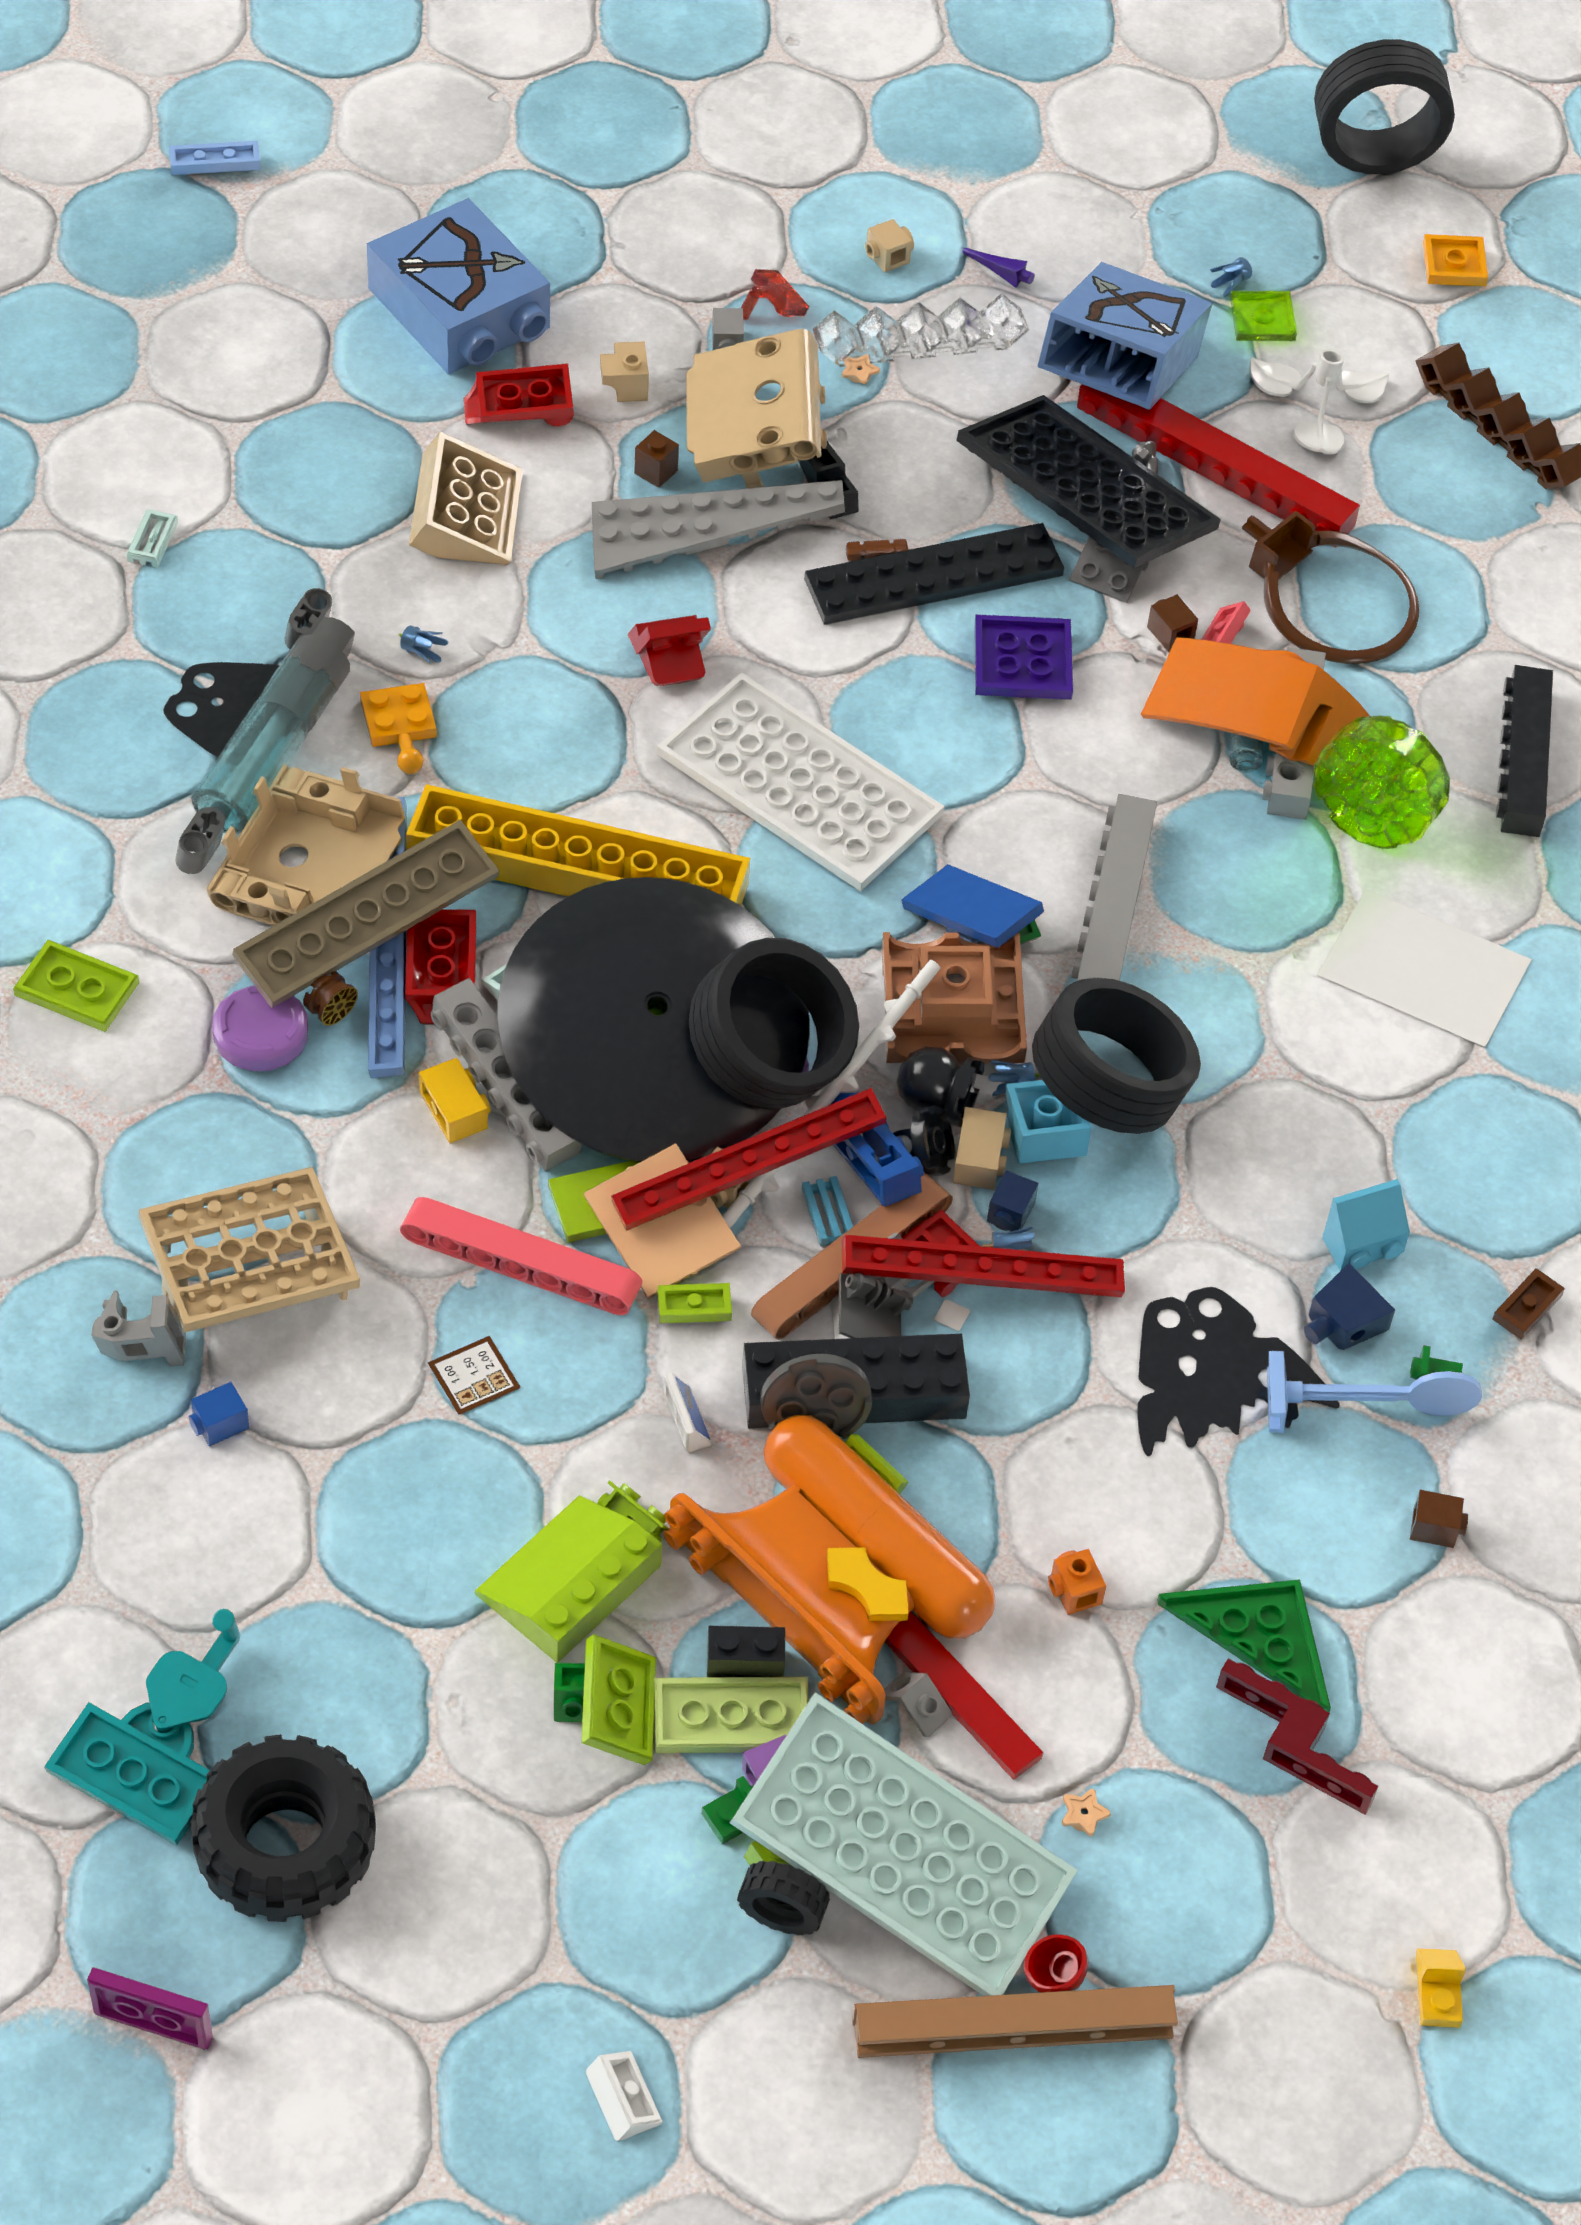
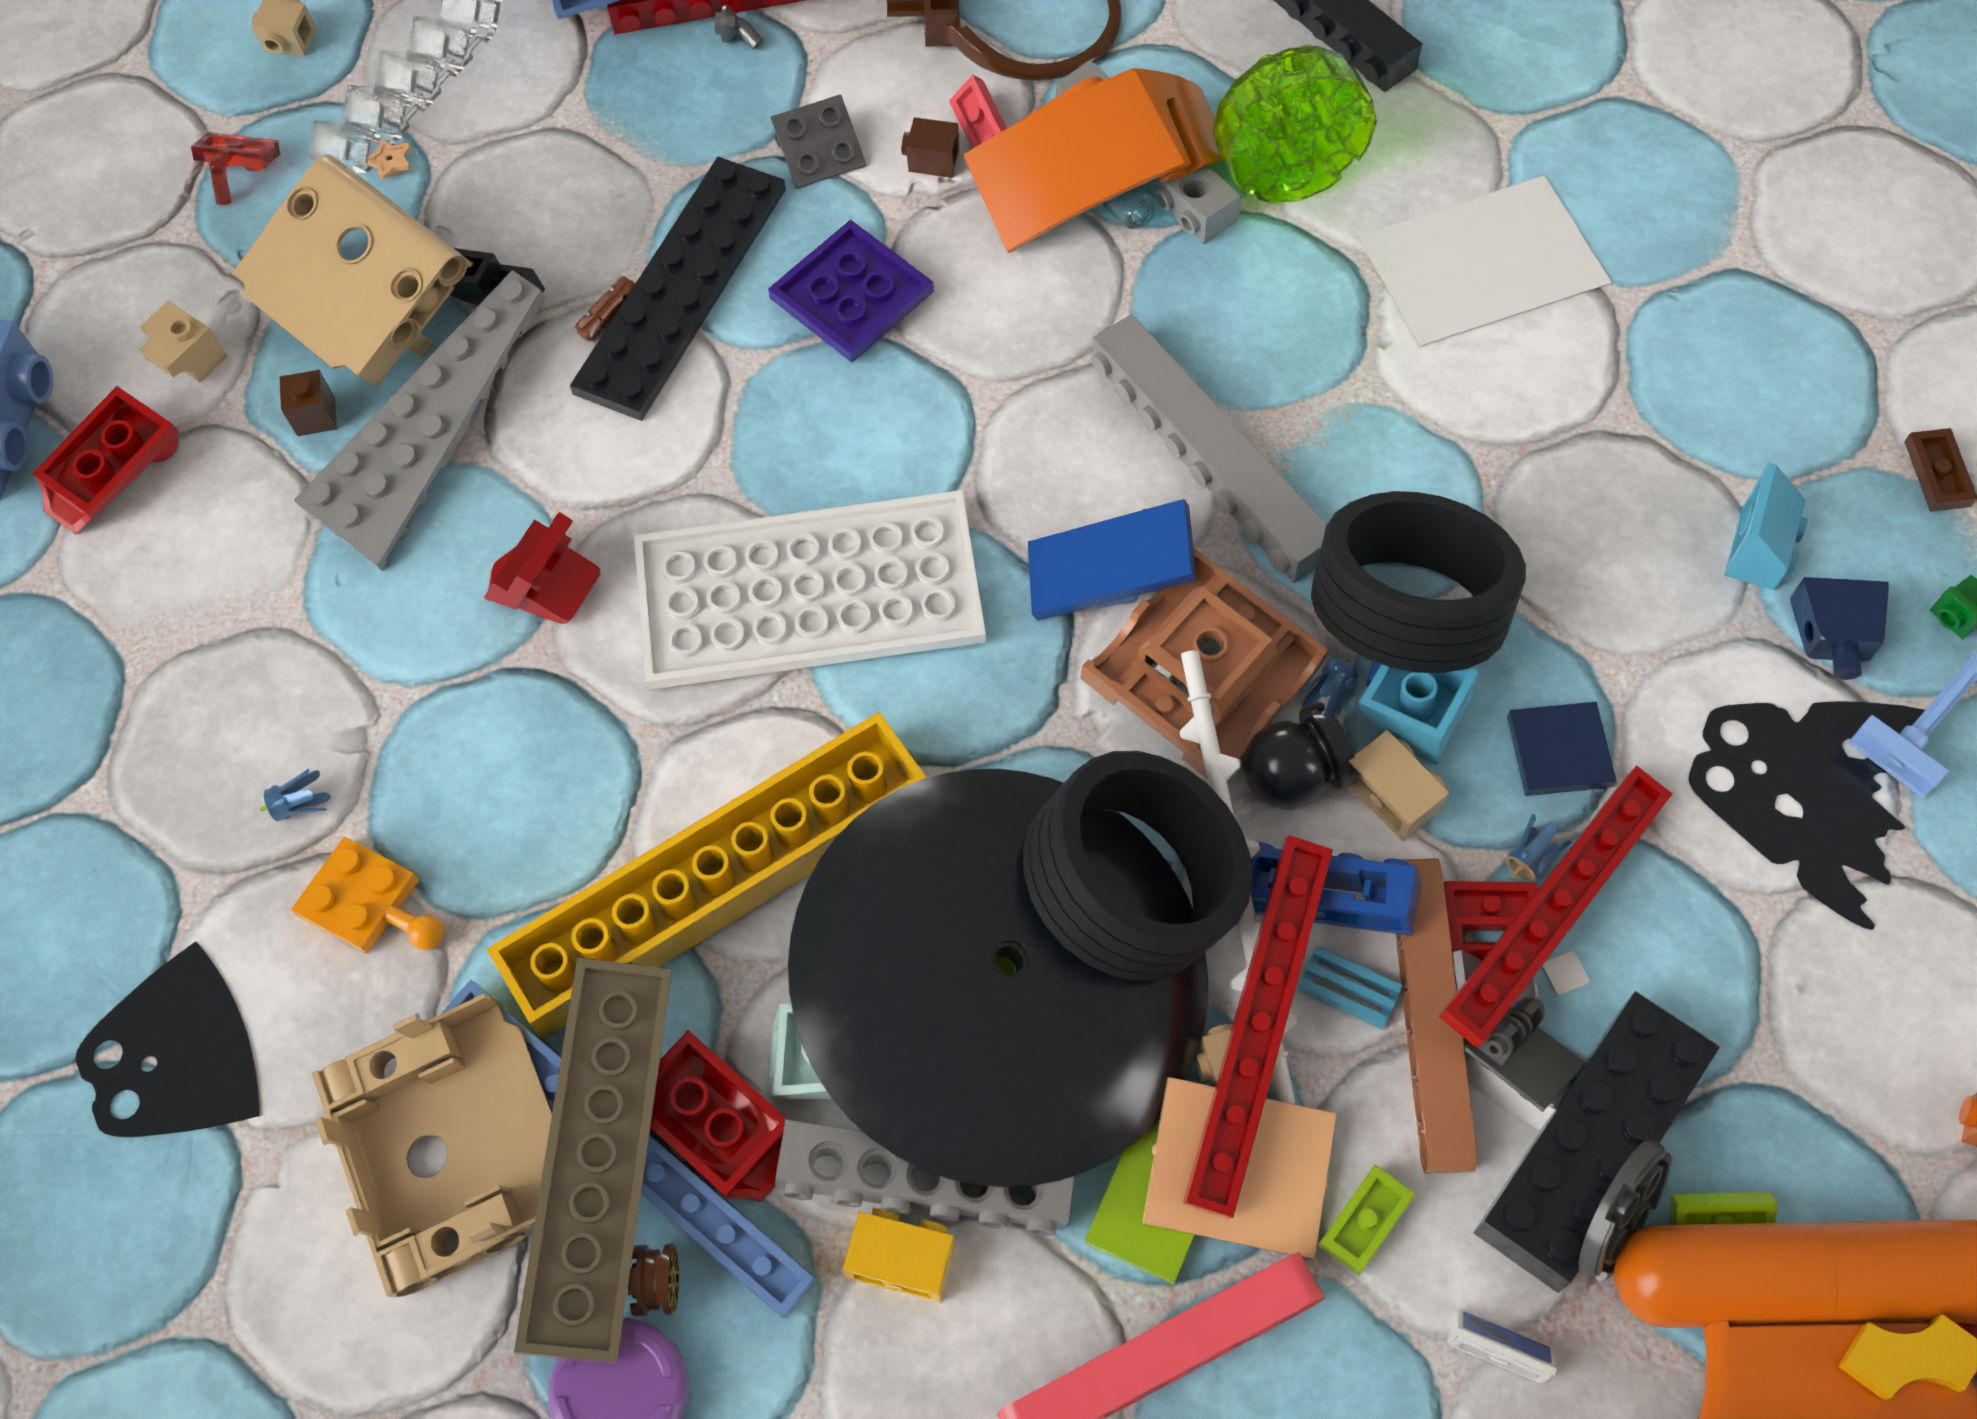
camera: 40 degrees left, 10 degrees up
(271, 728) = (251, 1047): clear light blue piece -> none
(465, 503) = (170, 615): tan slope -> none
(727, 327) = (229, 225): light grey brick -> none
(930, 1140) = (1357, 827): black tile -> none
(1012, 1202) = (1486, 809): dark blue brick -> none
(1088, 481) = (717, 84): black plate -> none
(1098, 1220) = (1561, 748): none -> dark blue tile

